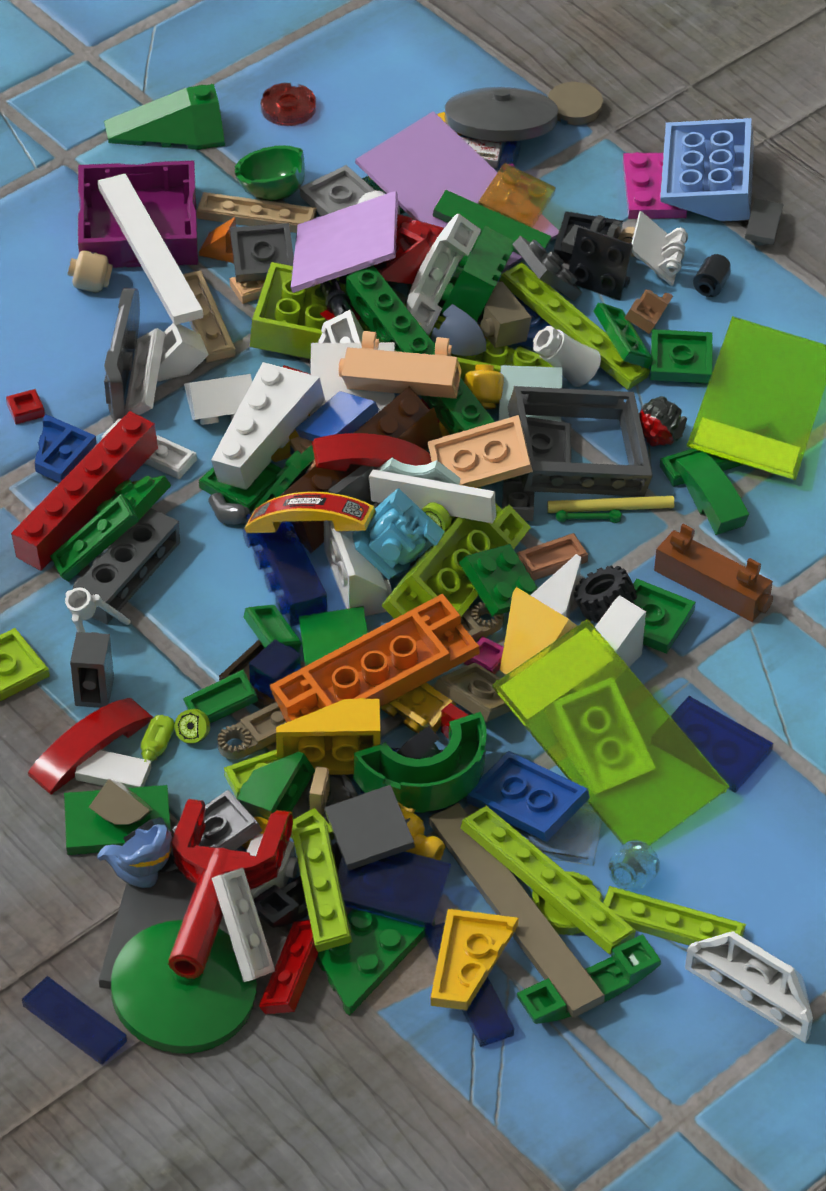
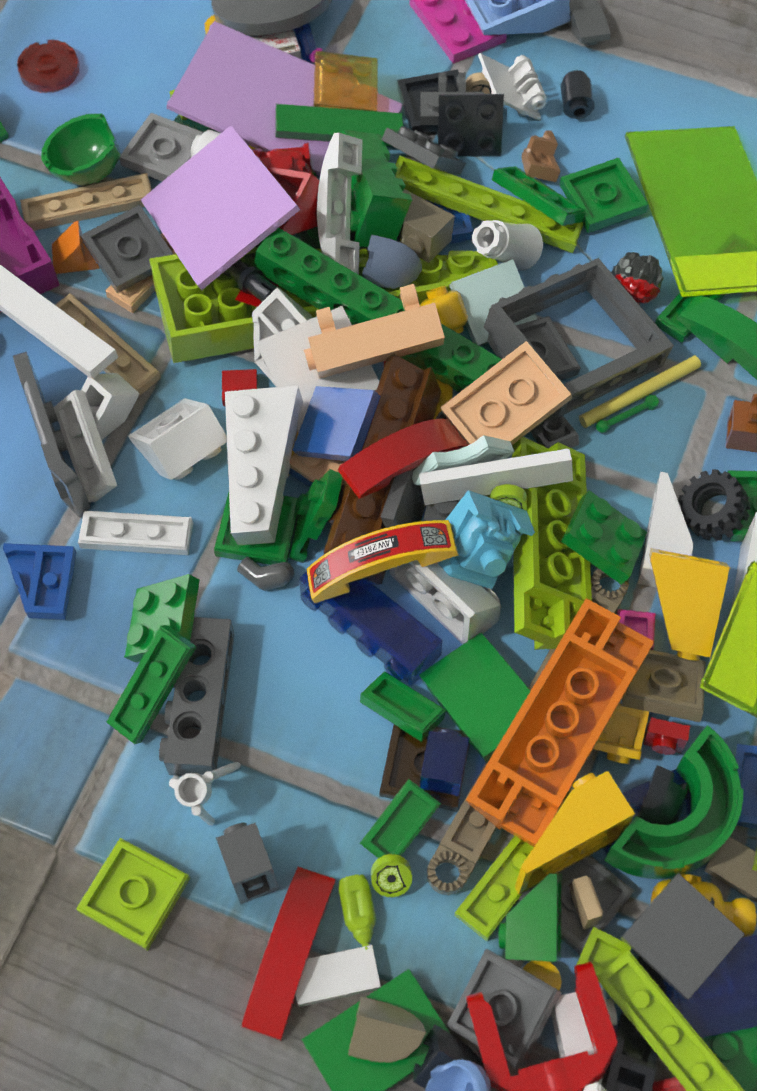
camera: 25 degrees left, 15 degrees up
(84, 489) = (103, 626): red brick -> none
(551, 556) = (625, 476): nougat tile -> none

